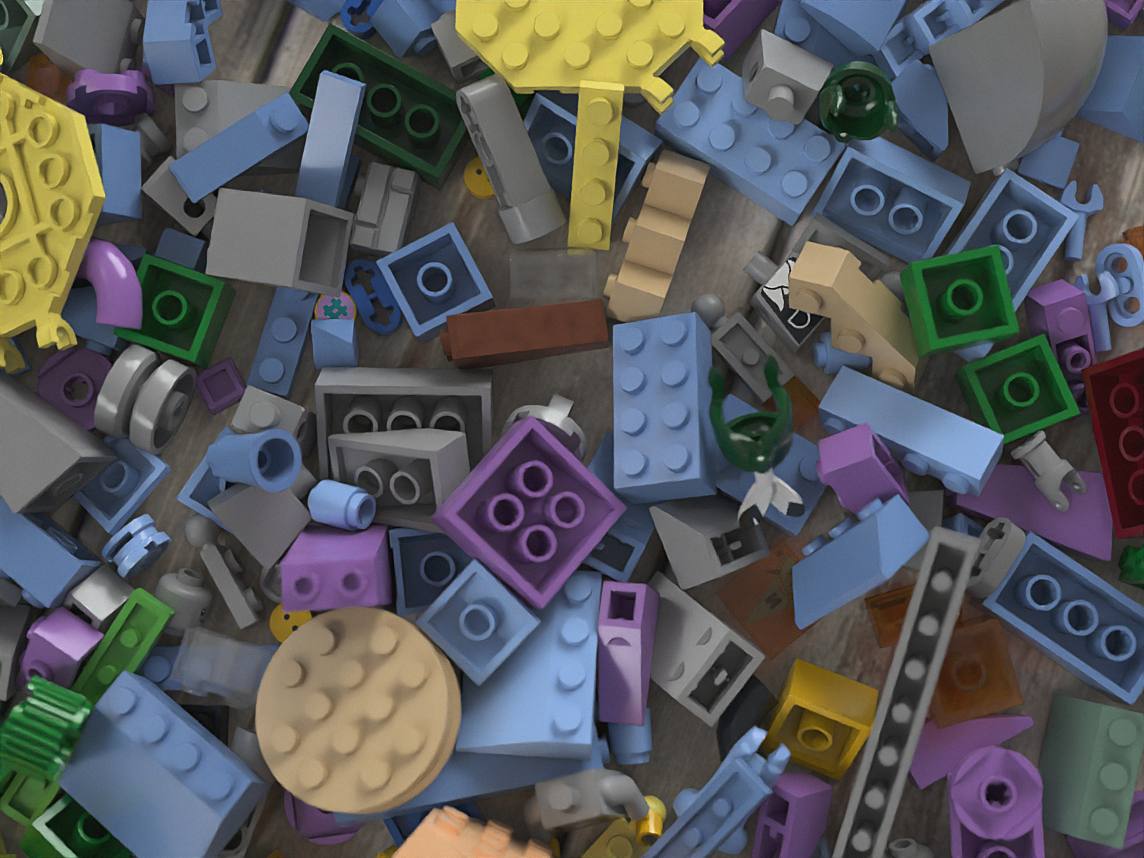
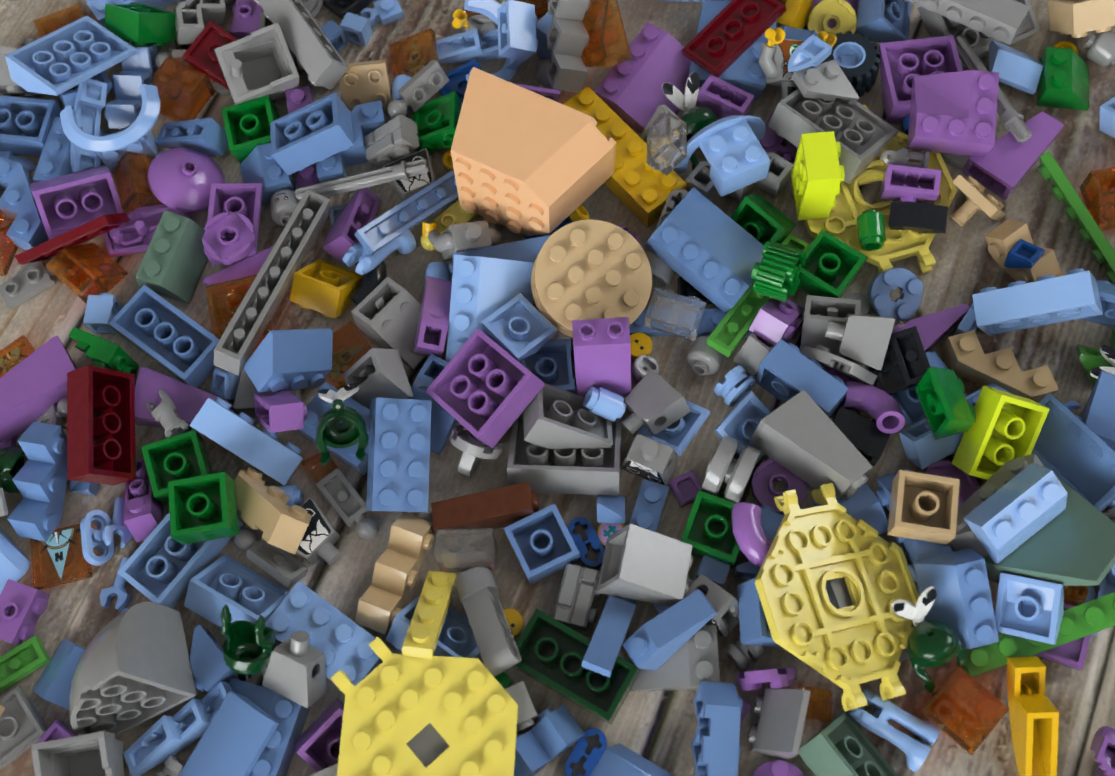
camera: 170 degrees left, 15 degrees down
(225, 570) = (679, 373): light grey plate -> none
(257, 459) = (653, 422): medium blue plant -> none
(996, 553) = (205, 367): light grey beam -> none

